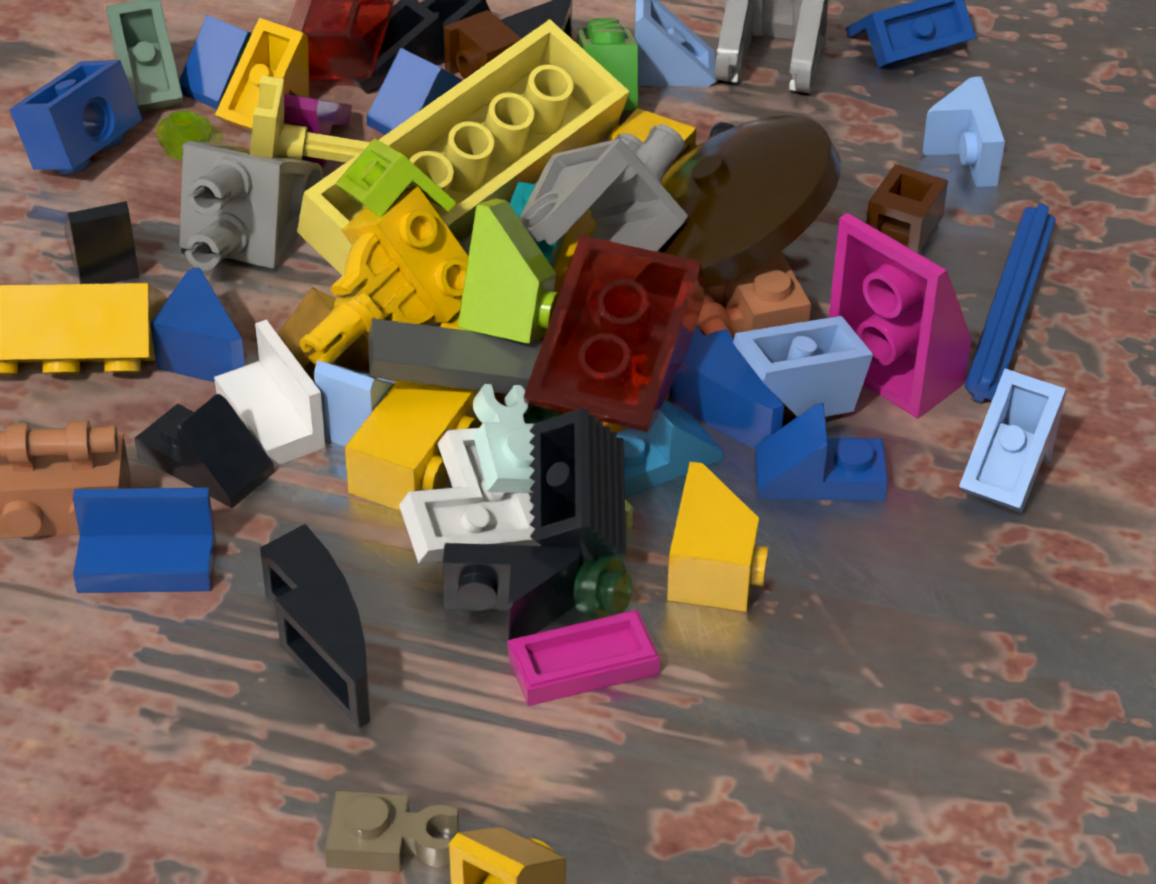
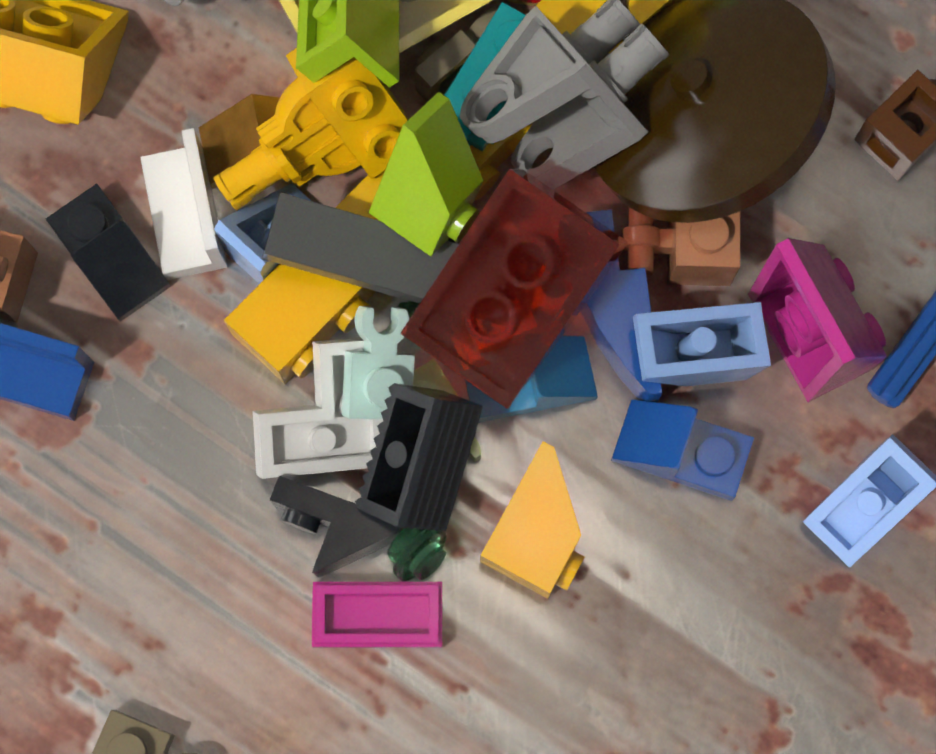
camera: 20 degrees right, 35 degrees up
(195, 332) = (136, 89): blue slope -> none
(318, 619) = (151, 513): black slope -> none

